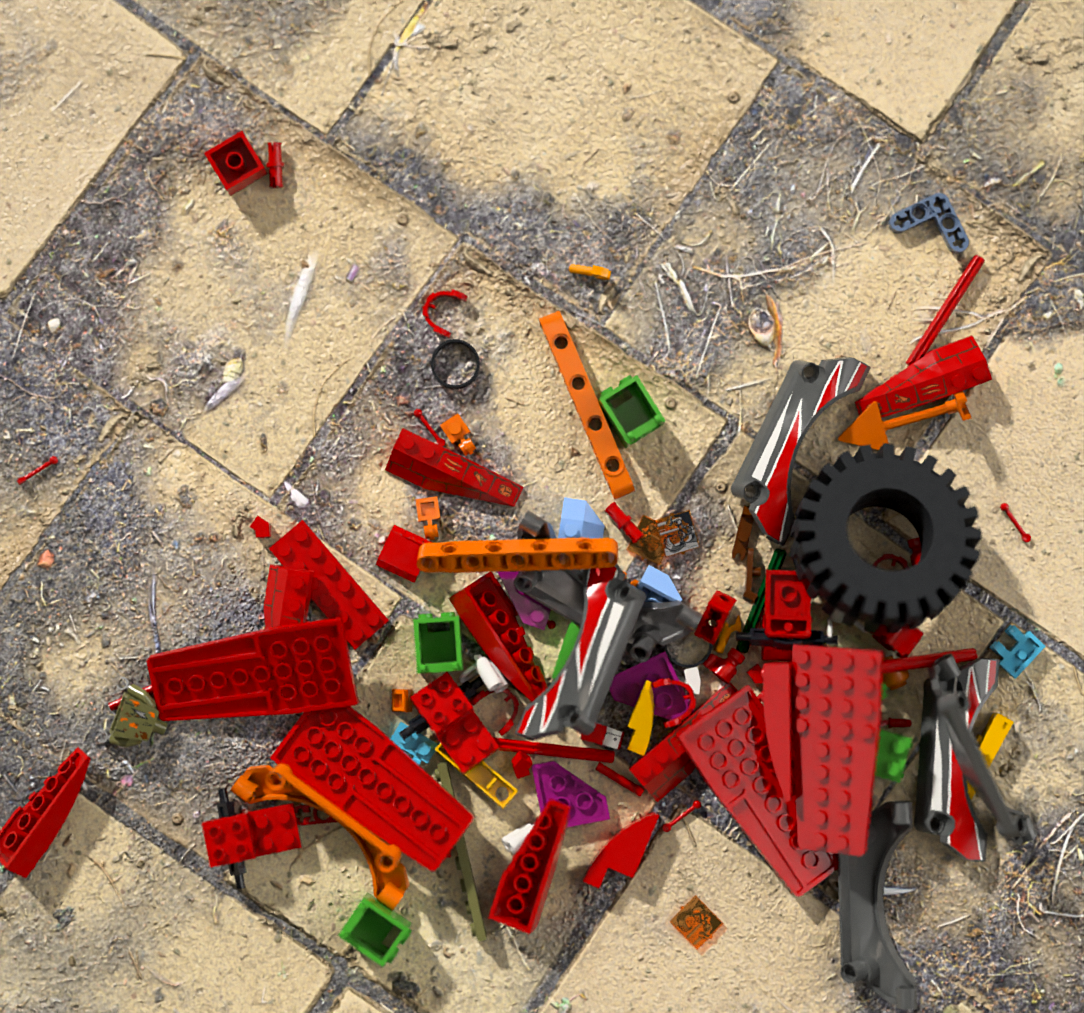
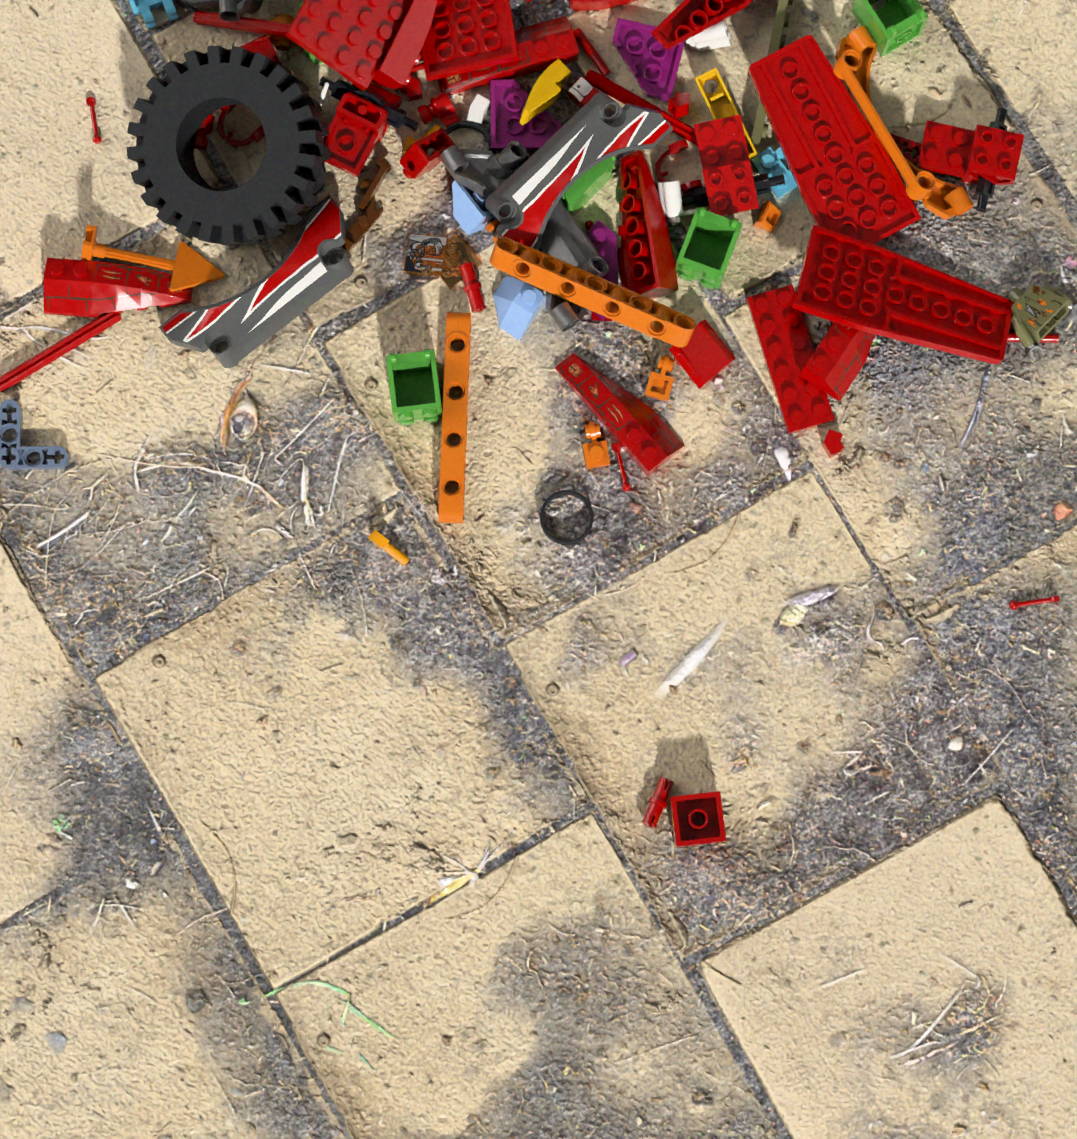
camera: 155 degrees left, 5 degrees down
(432, 297) = (568, 559): red piece -> none
(678, 720) = (511, 76): red piece -> none
(759, 604) = (383, 148): dark green axle -> none

